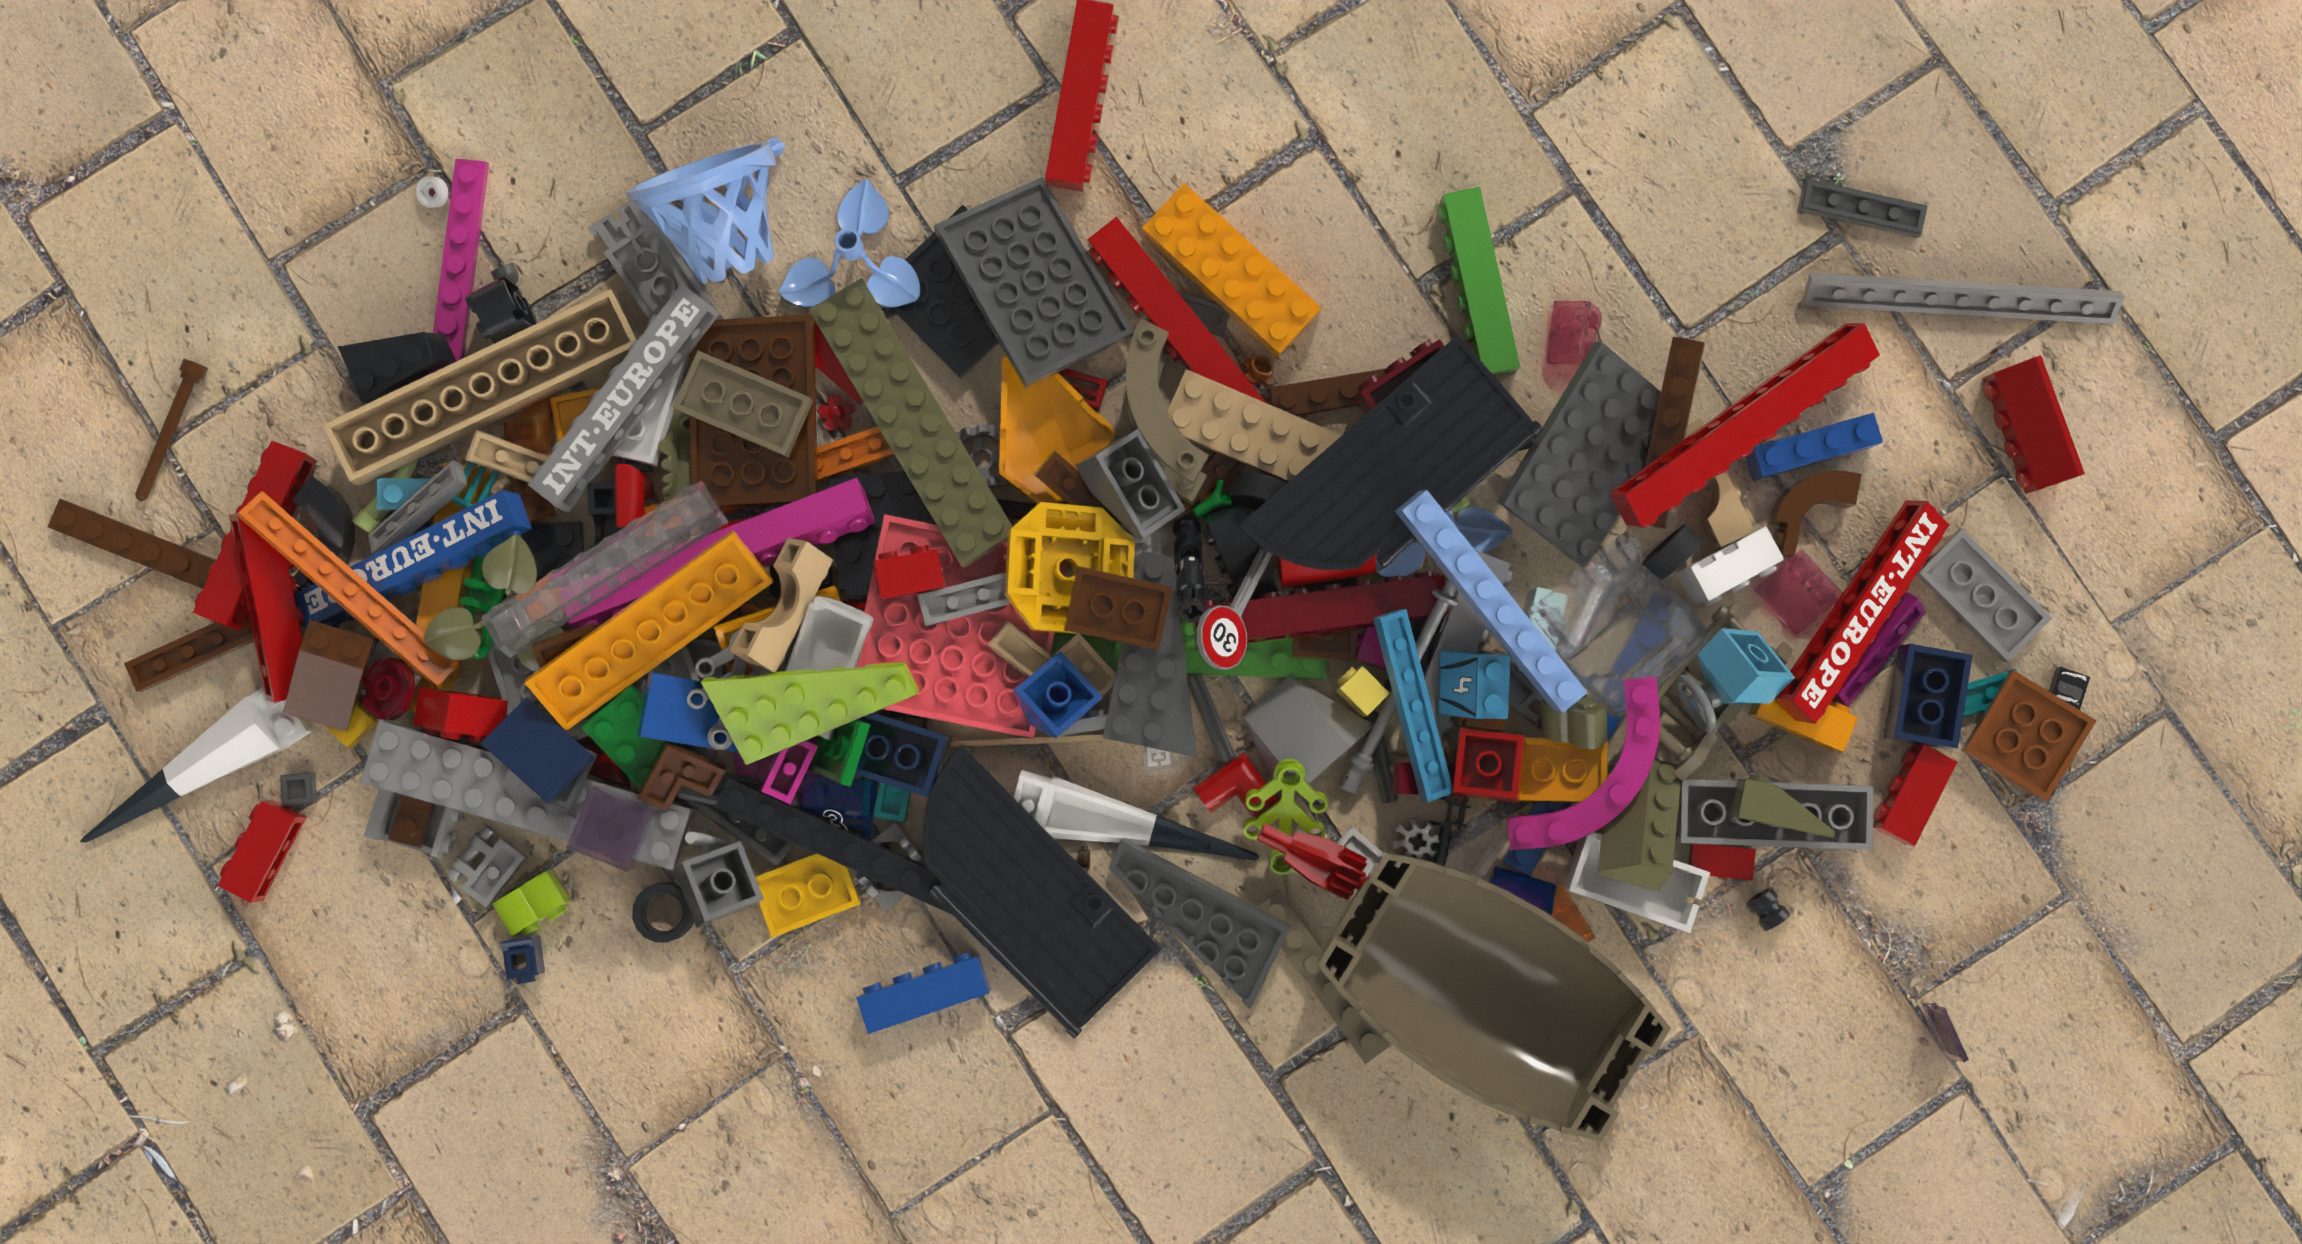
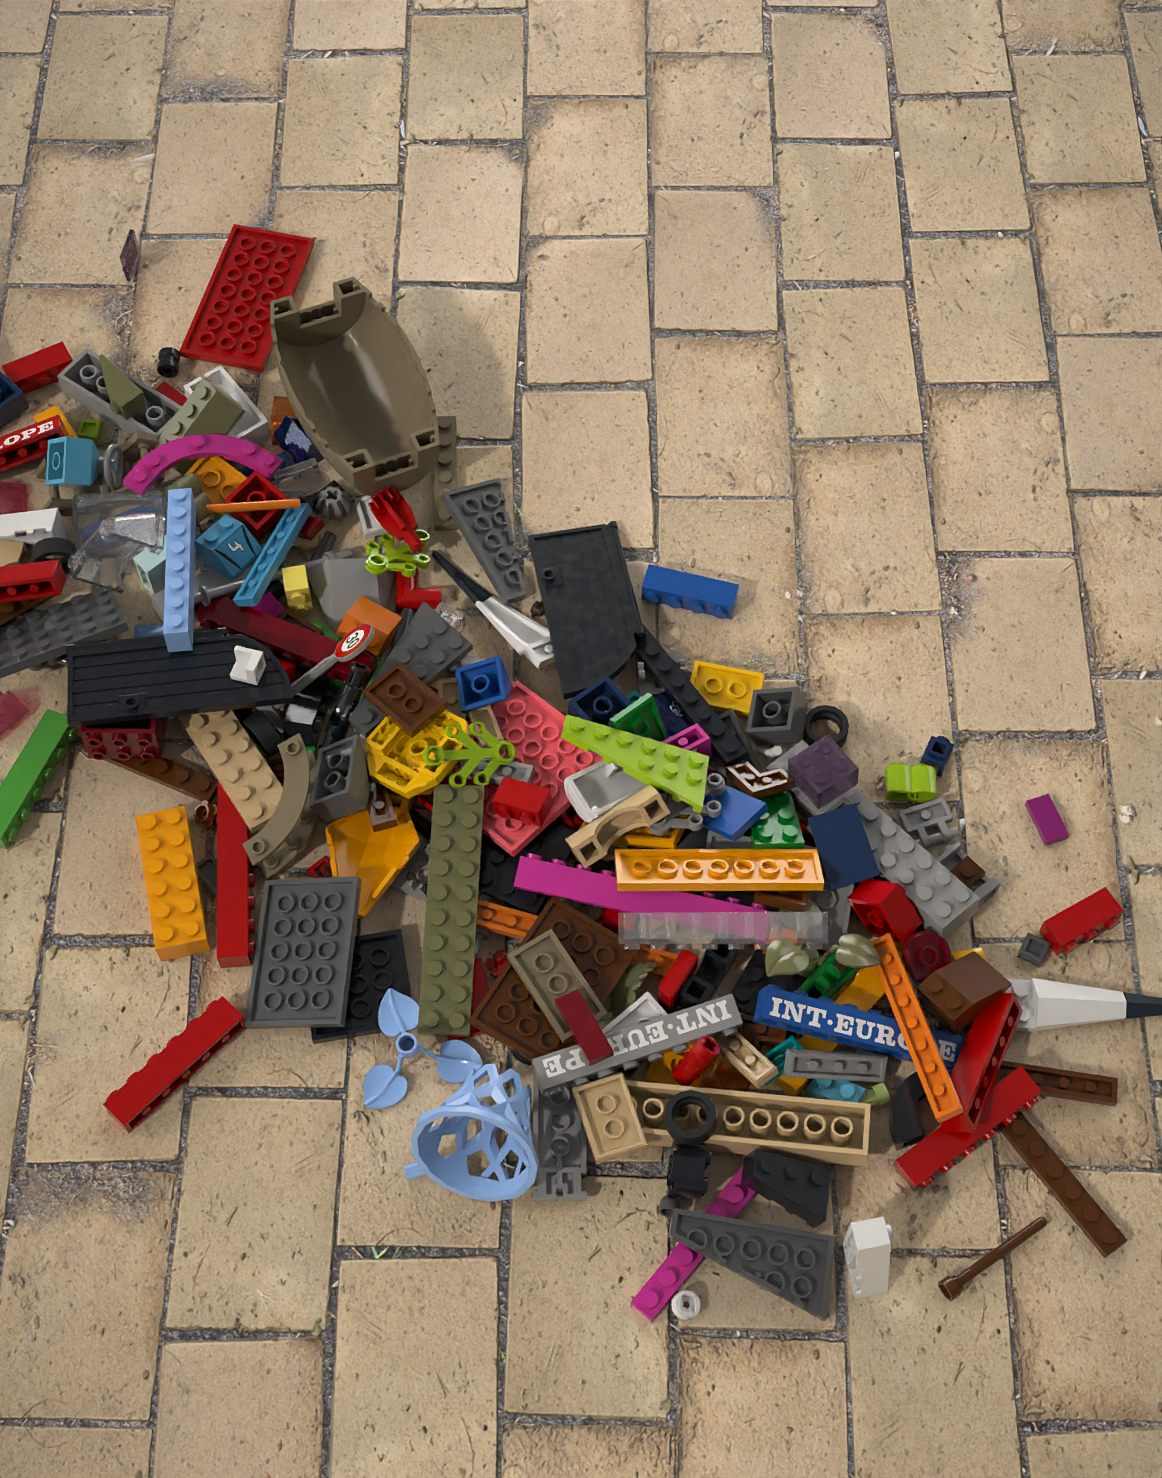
camera: 150 degrees left, 25 degrees down
(279, 341) = (868, 1256): none -> white wedge
(363, 957) = (1047, 819): none -> magenta tile
(378, 283) = (776, 1258): none -> dark grey wing
(500, 331) = (685, 1098): none -> black tyre
(555, 420) = (695, 1061): none -> red axle
(602, 303) = (609, 1118): none -> tan tile
(678, 368) = (584, 1027): none -> dark red tile
(992, 584) = (472, 753): none -> lime plant
(1247, 699) = (381, 619): none -> orange slope
(1313, 524) = (248, 665): none -> white panel
(1483, 750) = (253, 506): none -> orange bar
(1753, 1074) = (235, 309): none -> red plate
(1784, 754) = (90, 429): none -> lime tile

